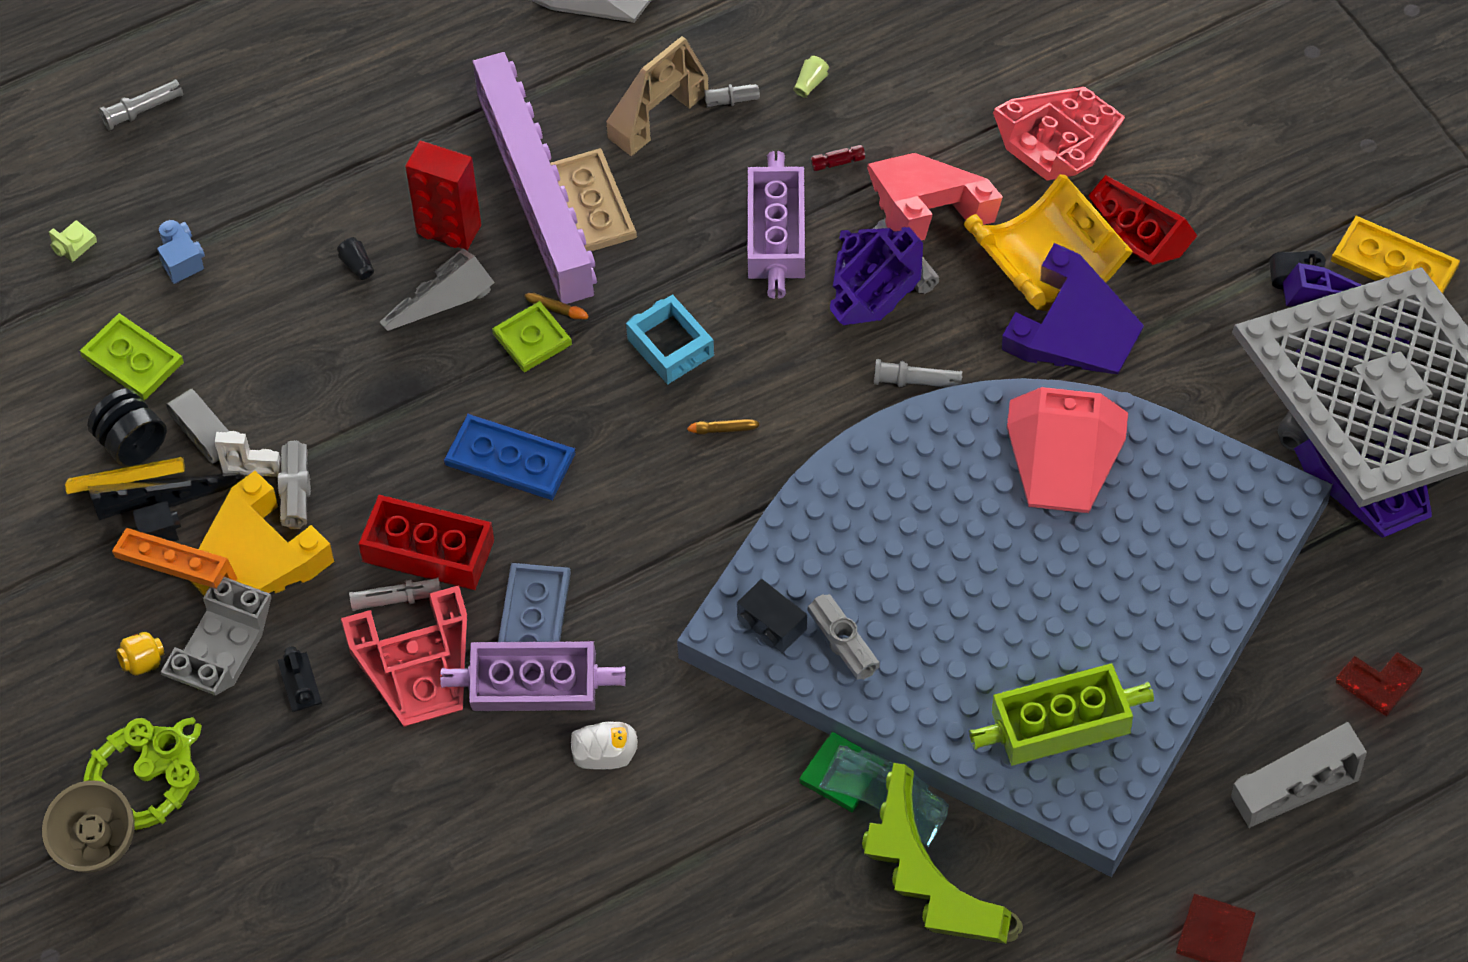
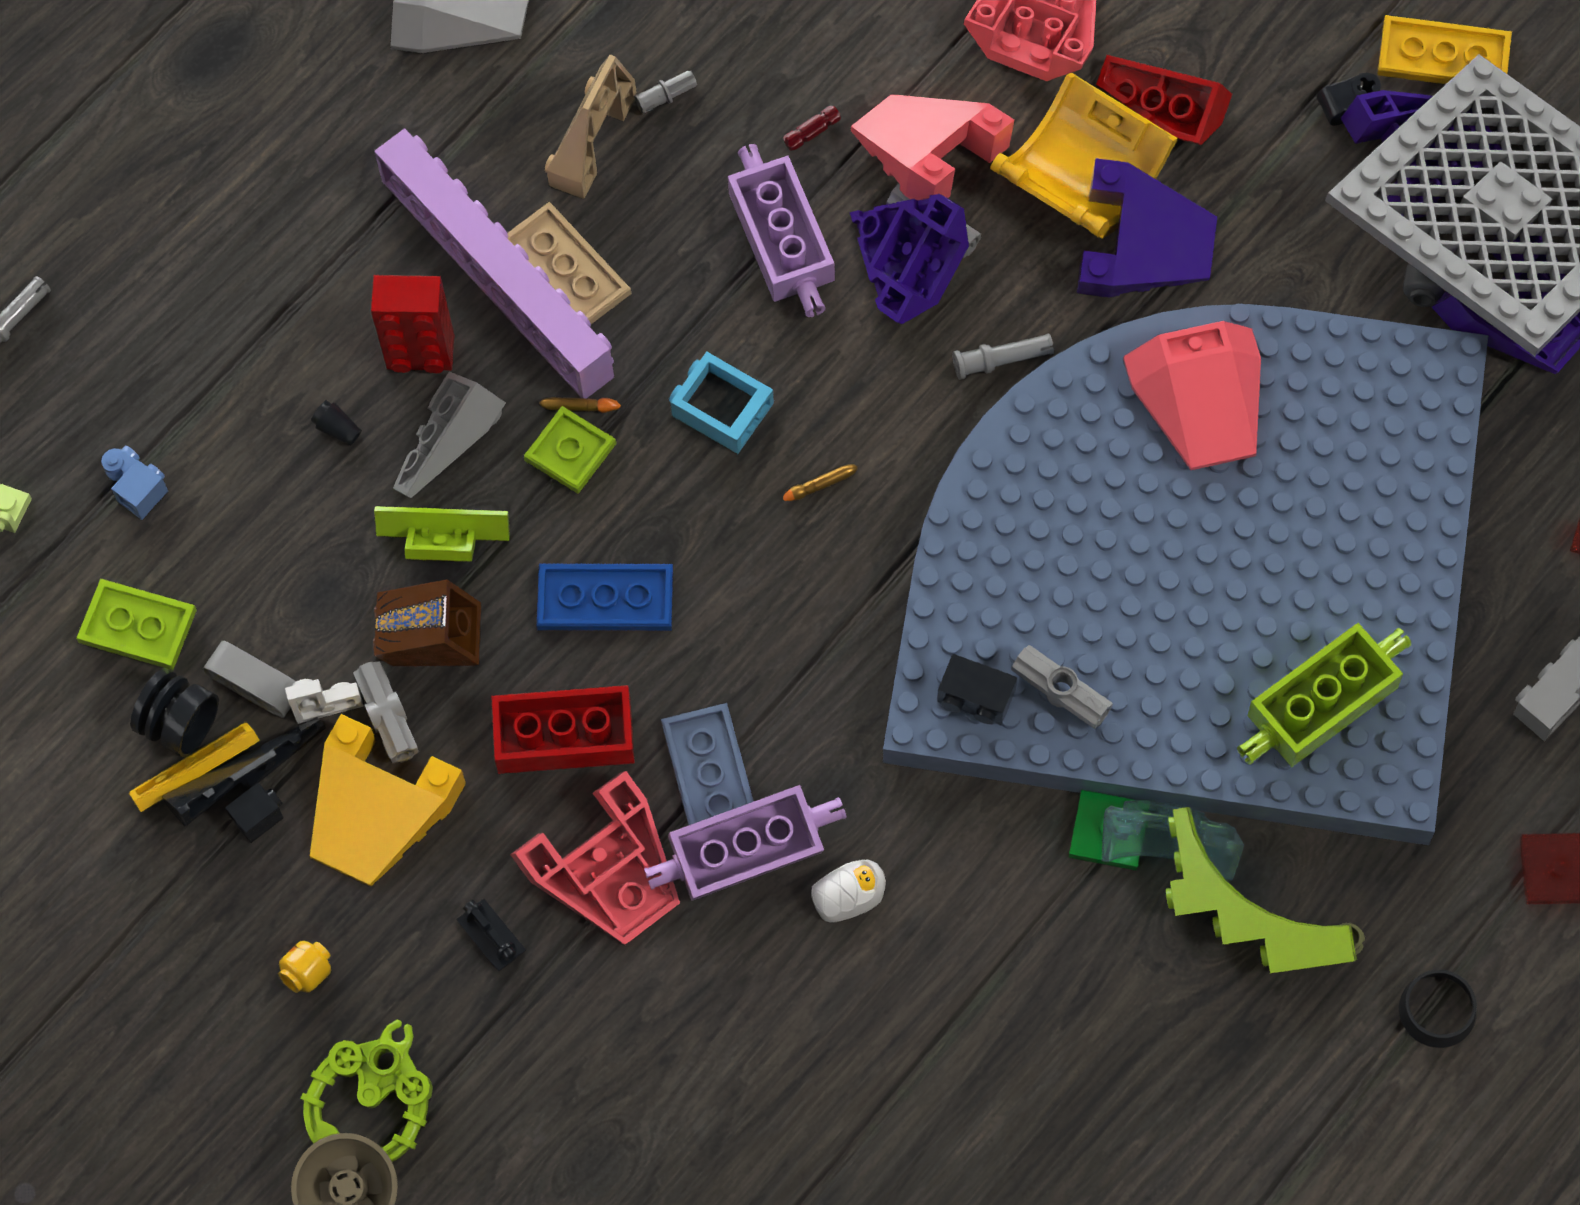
camera: 20 degrees left, 10 degrees up
(173, 558) = (297, 848): orange fence -> none
(222, 638) = (385, 918): light grey slope -> none
(357, 430) = (427, 626): none -> reddish brown slope
(394, 594) = (553, 798): light grey pin -> none
(401, 364) = (441, 532): none -> lime bracket
(812, 73) = (743, 38): yellowish green cone -> none

